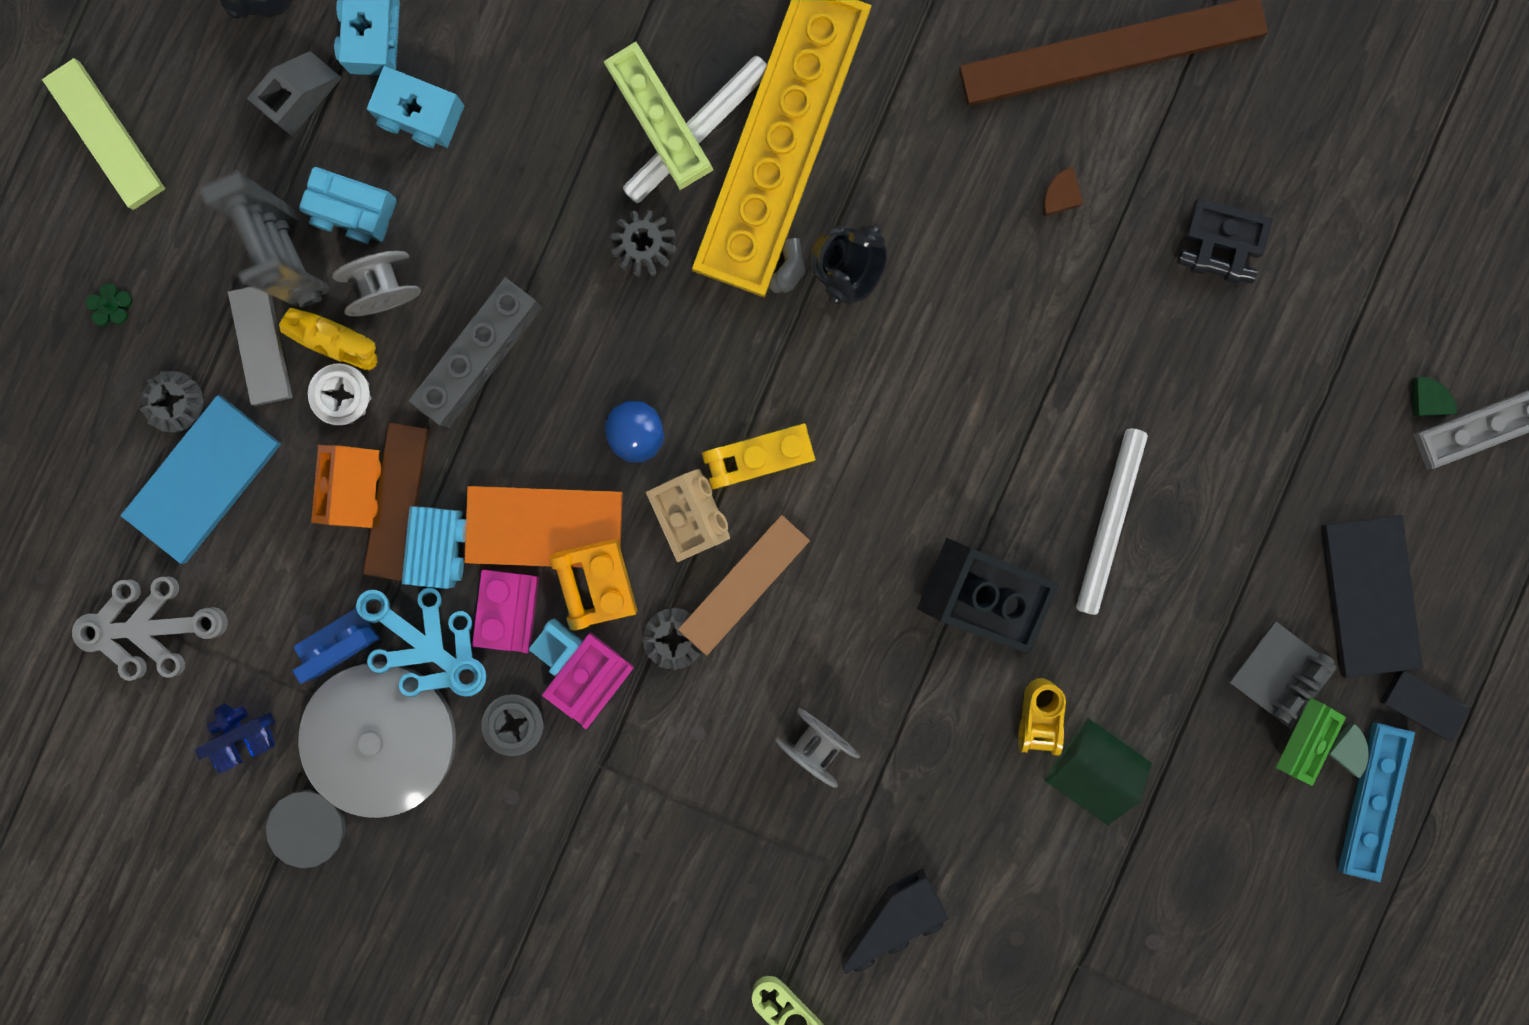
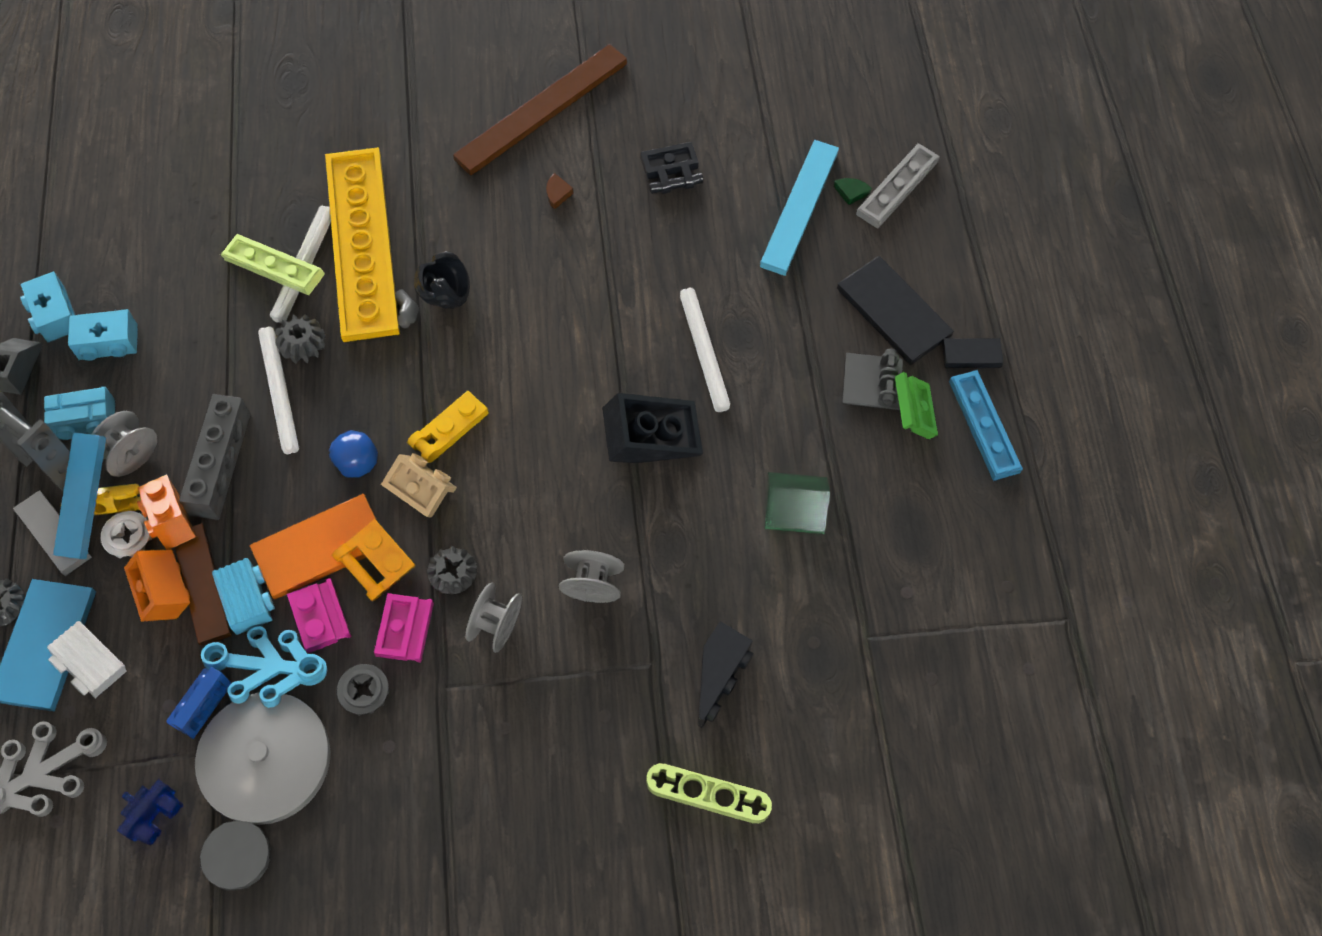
camera: 35 degrees left, 25 degrees down
(235, 534) = (86, 660): none -> white brick
(301, 333) = (79, 496): none -> dark azure tile
(387, 413) = (164, 512): none -> orange brick
(555, 645) = (366, 614): medium azure panel -> none
(587, 296) = (278, 391): none -> white axle
(694, 744) = (493, 617): none -> light grey piece
(743, 585) = (481, 508): medium nougat tile -> none
(1042, 726) = (738, 488): yellow piece -> none
(1351, 386) = (799, 208): none -> medium azure tile
(1351, 750) = (947, 402): sand green tile -> none

